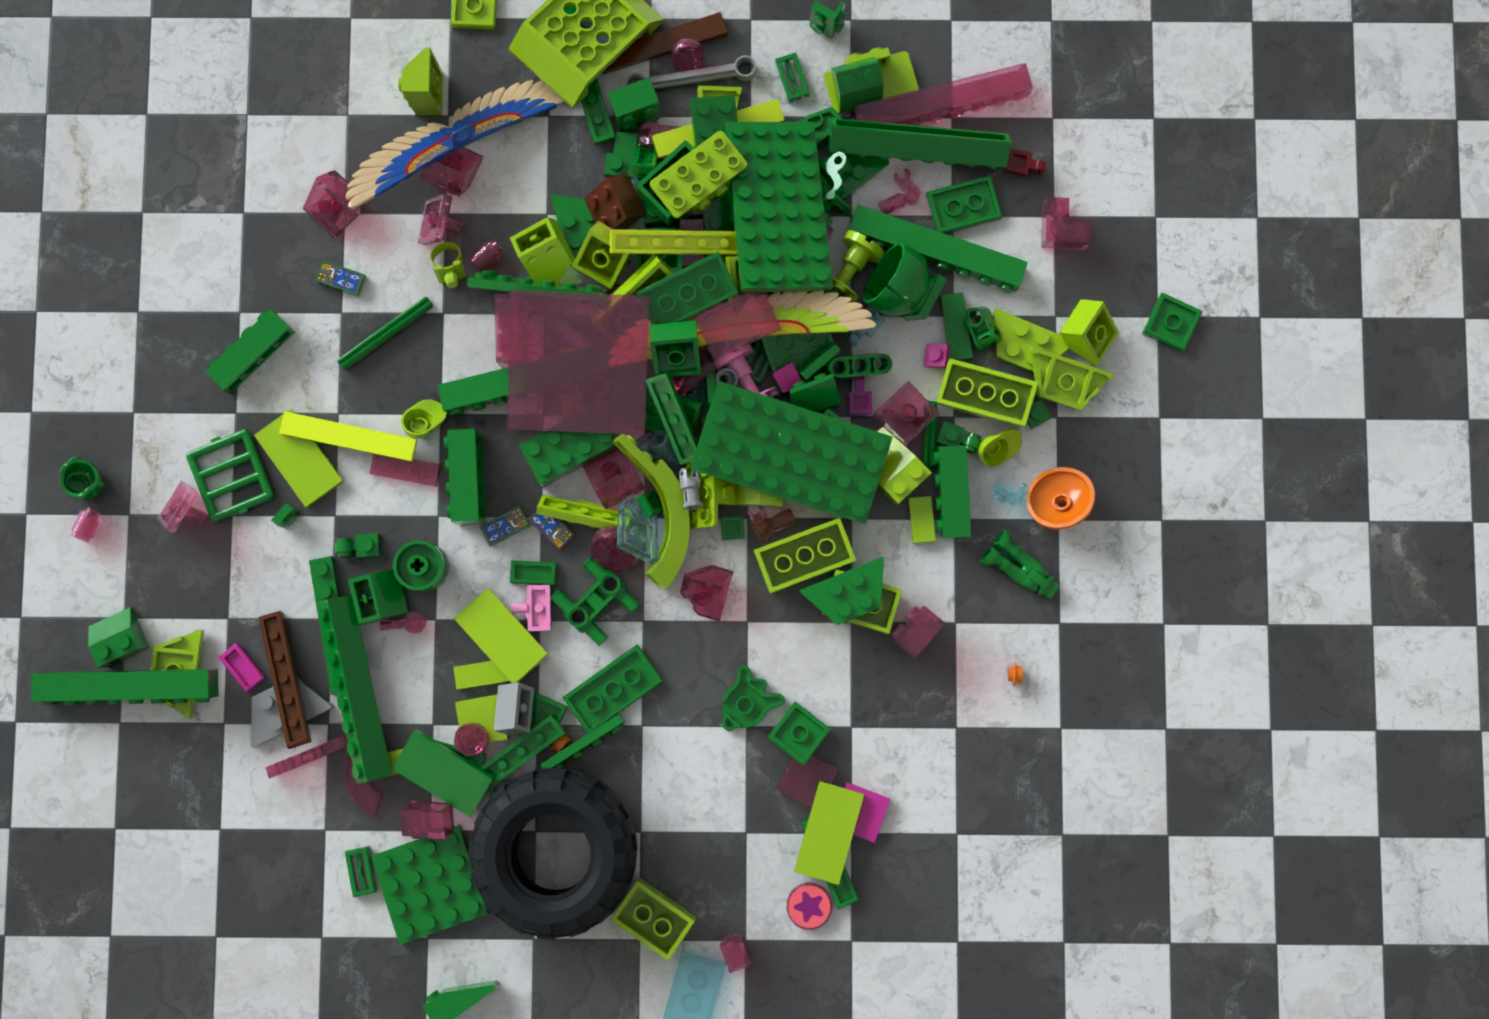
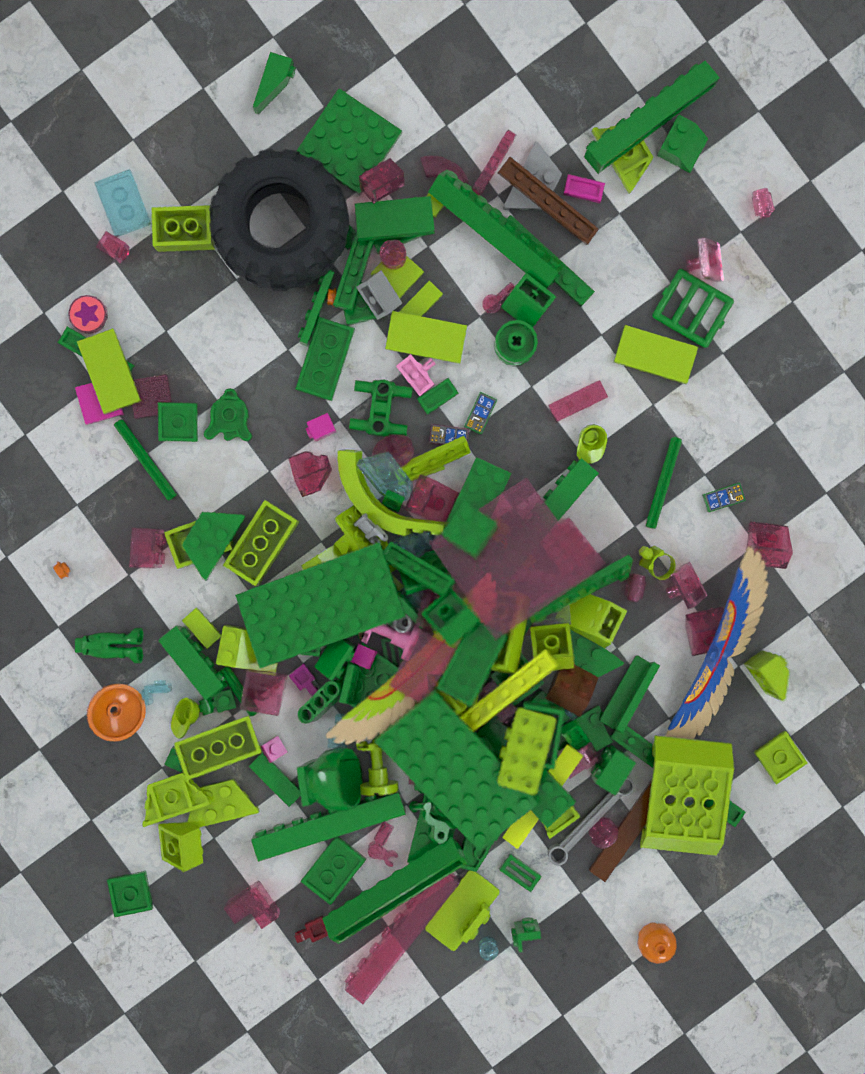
camera: 140 degrees right, 5 degrees up
(81, 479) = (790, 229): green hair -> none
(249, 351) = (745, 401): green brick -> none
(285, 516) = (632, 309): green plate -> none
(348, 436) = (632, 393): neon yellow tile -> none
(365, 546) = (564, 330): green plate -> none
(369, 867) = (413, 127): green tile -> none
(466, 477) = (529, 424): green brick -> none
(566, 162) = (629, 694): none -> green panel
(596, 416) = (469, 530): none -> green brick
(666, 625) = (320, 427): none -> dark pink brick
(732, 528) = (326, 526): green tile -> none
(763, 528) = (304, 542): bar -> none
(857, 83) = (468, 902): green slope -> none
(858, 715) = (145, 459): none -> green axle
(873, 36) = (487, 944): none -> clear light blue wheel
(984, 328) = (255, 790): green piece -> none

